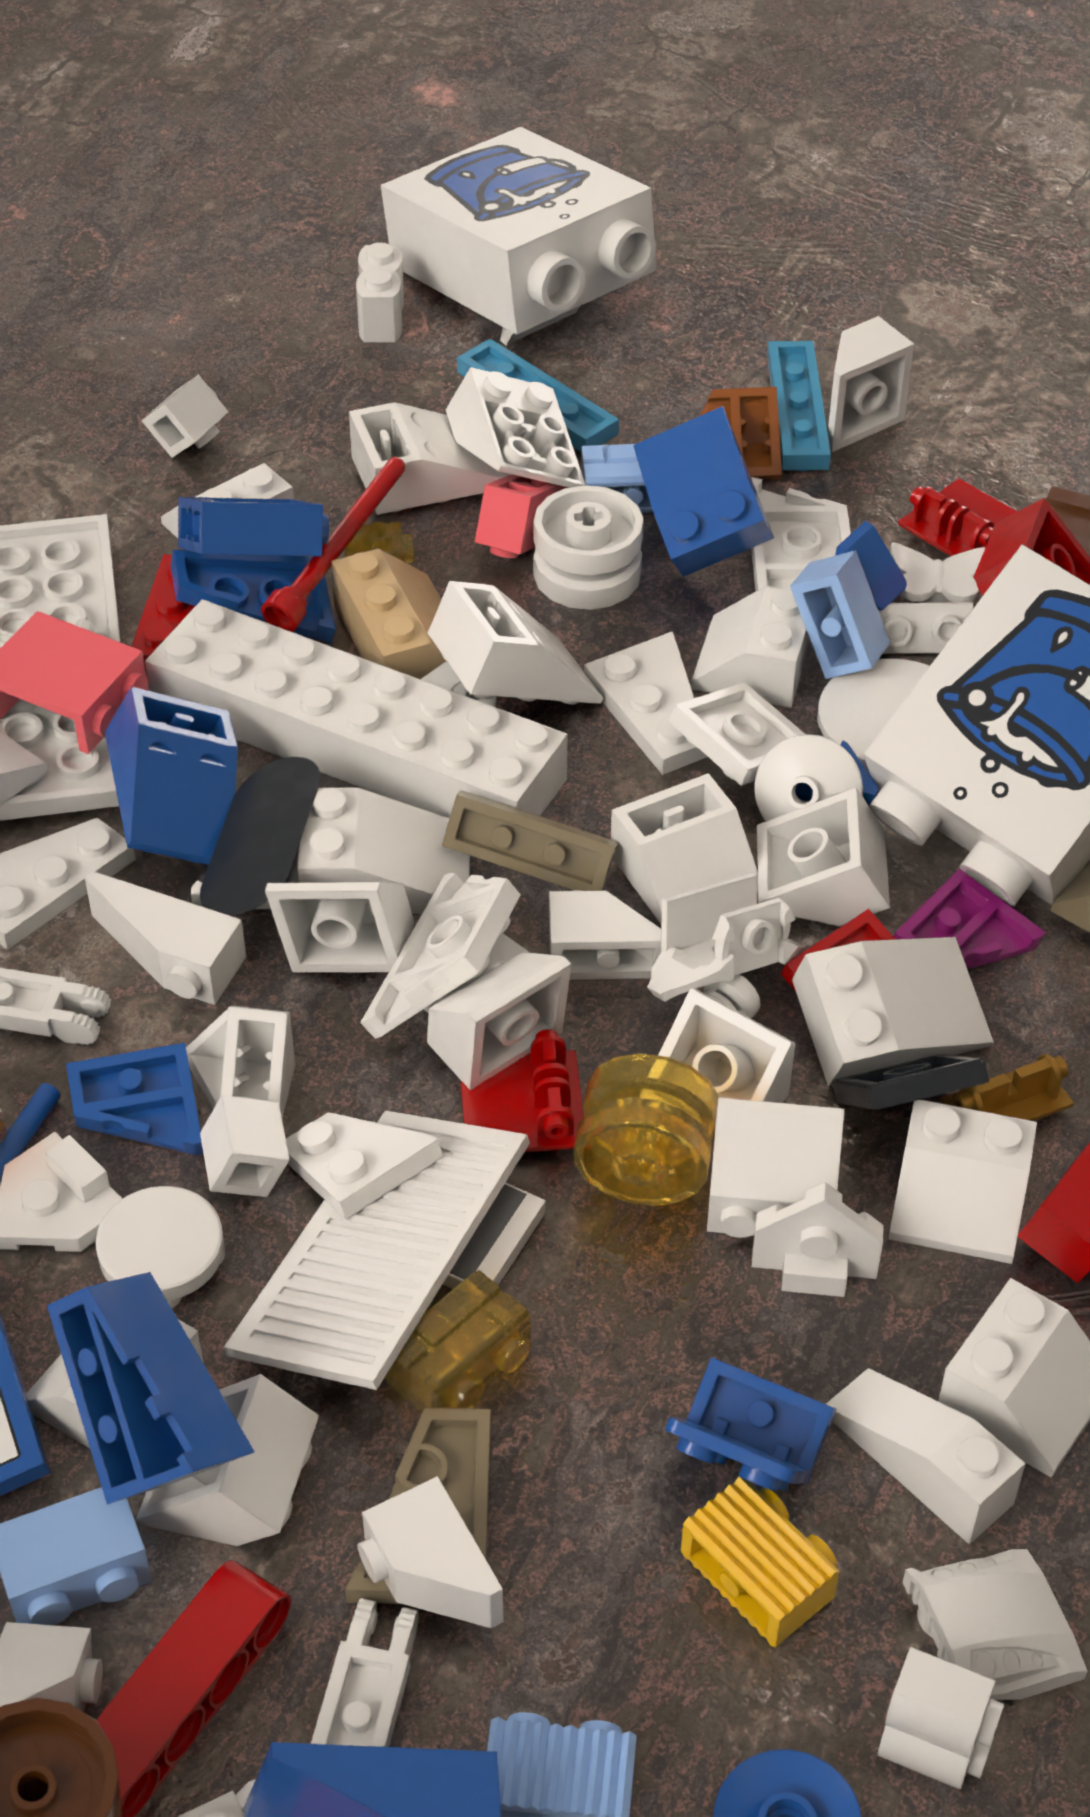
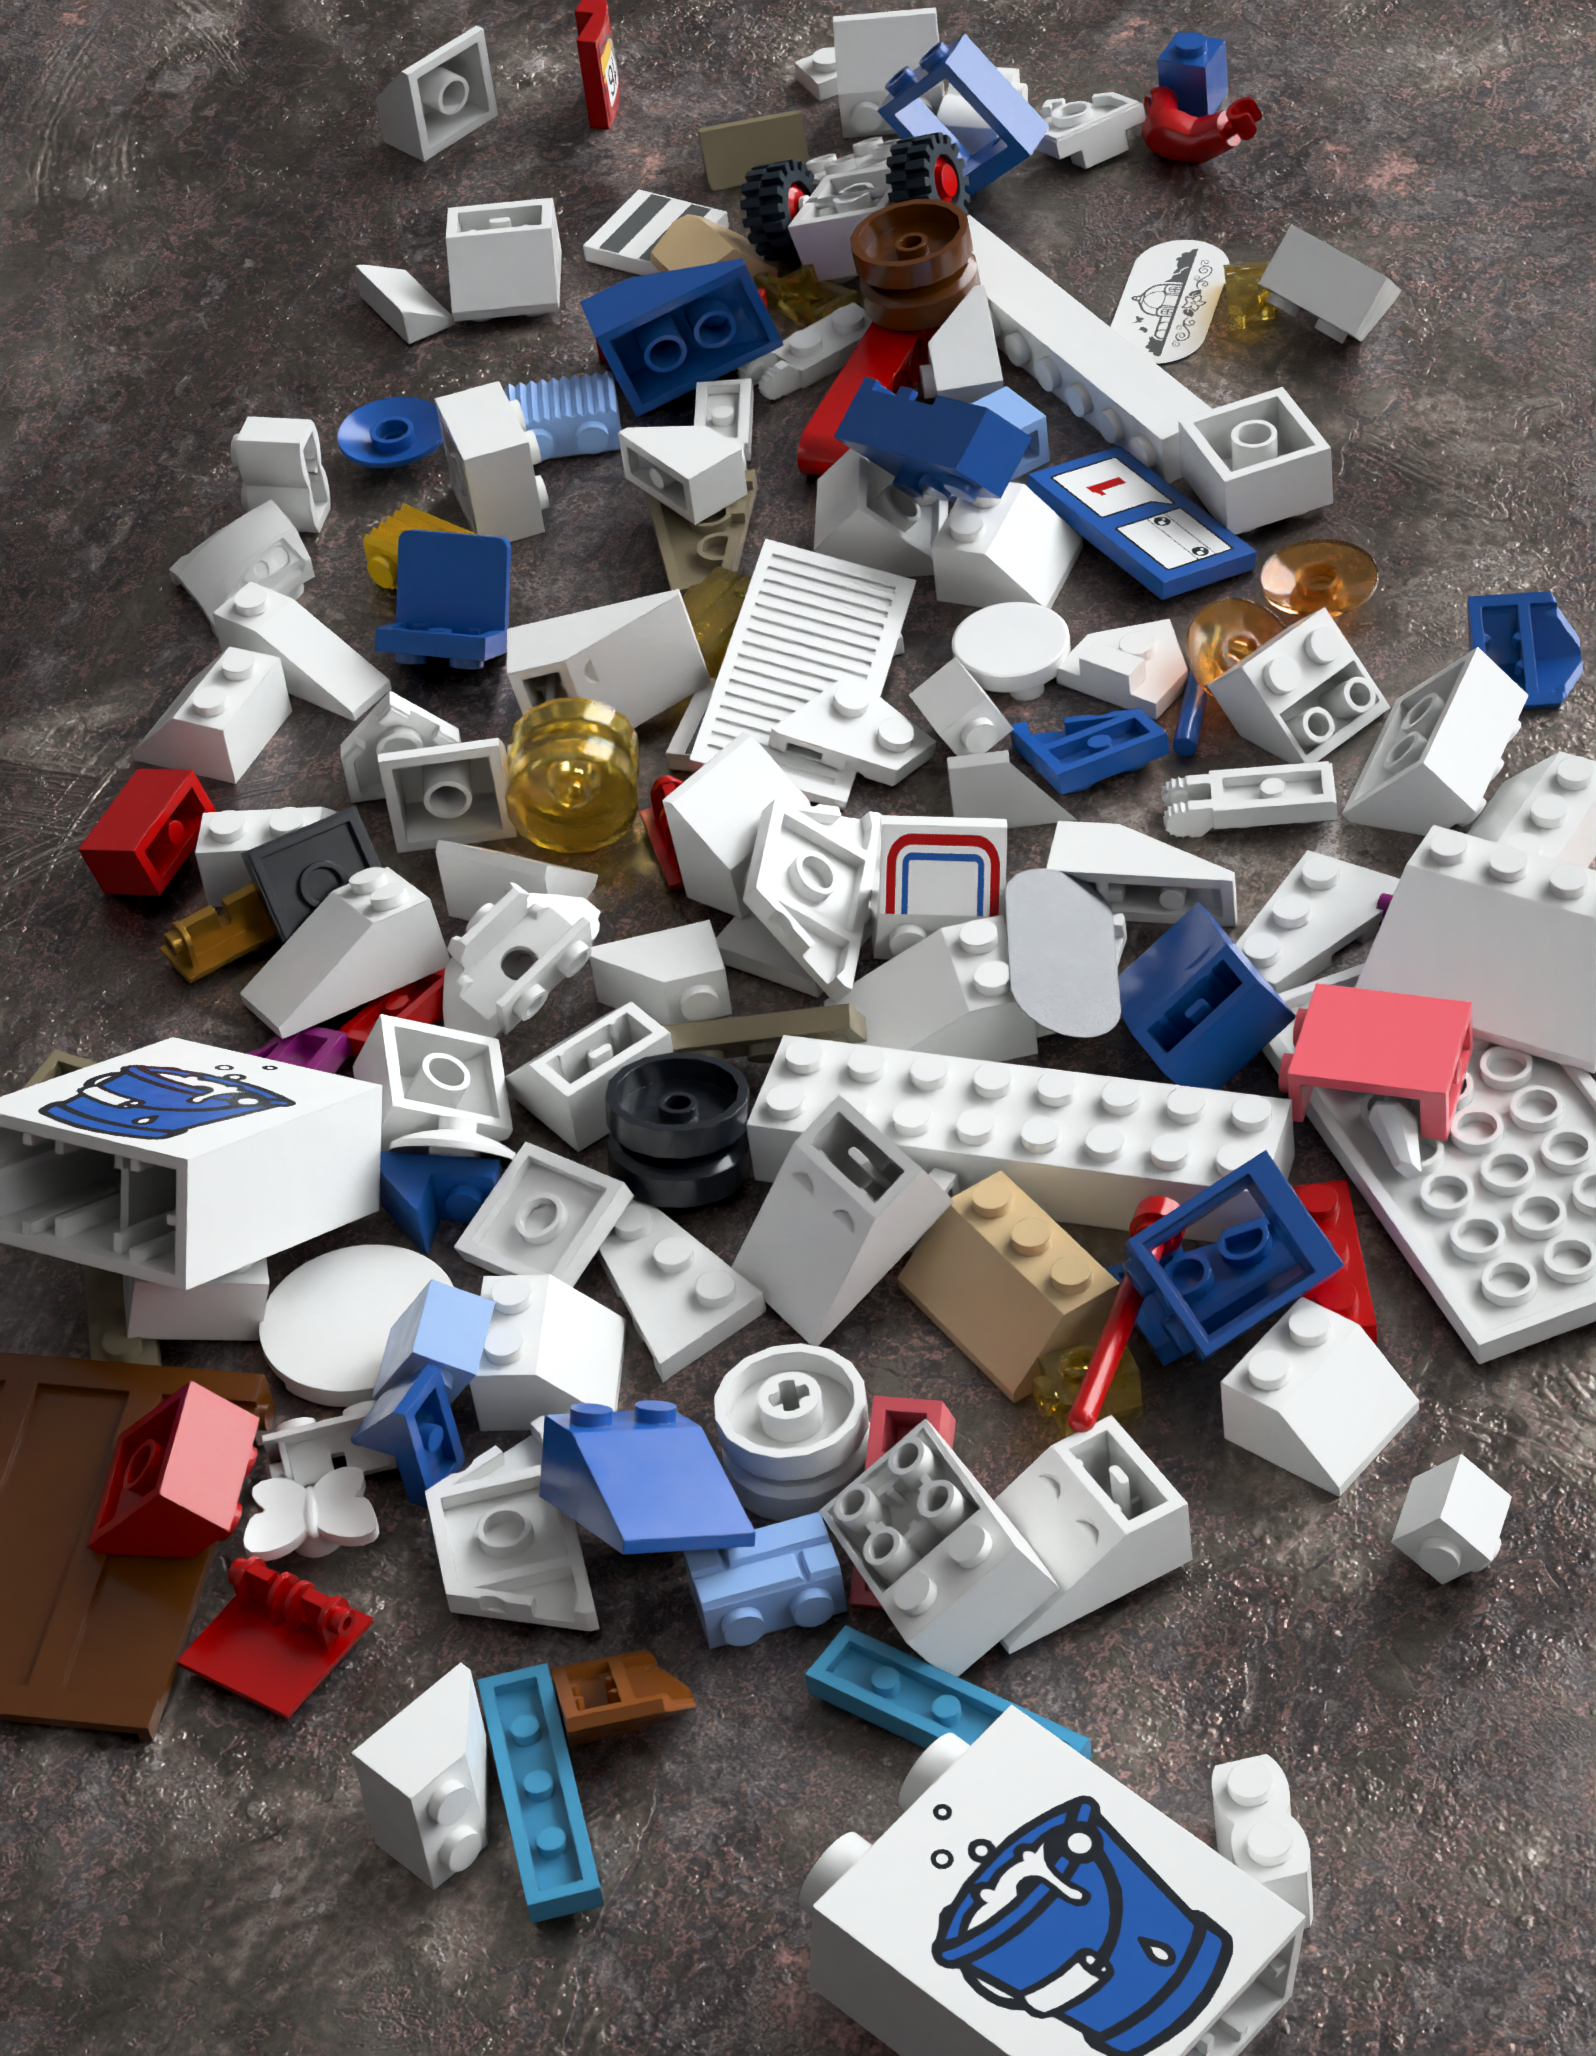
camera: 175 degrees right, 5 degrees down
(595, 1247) = (624, 654): none -> white slope
(616, 755) = (679, 1129): none -> black wheel
(665, 1651) = (492, 462): none -> white brick

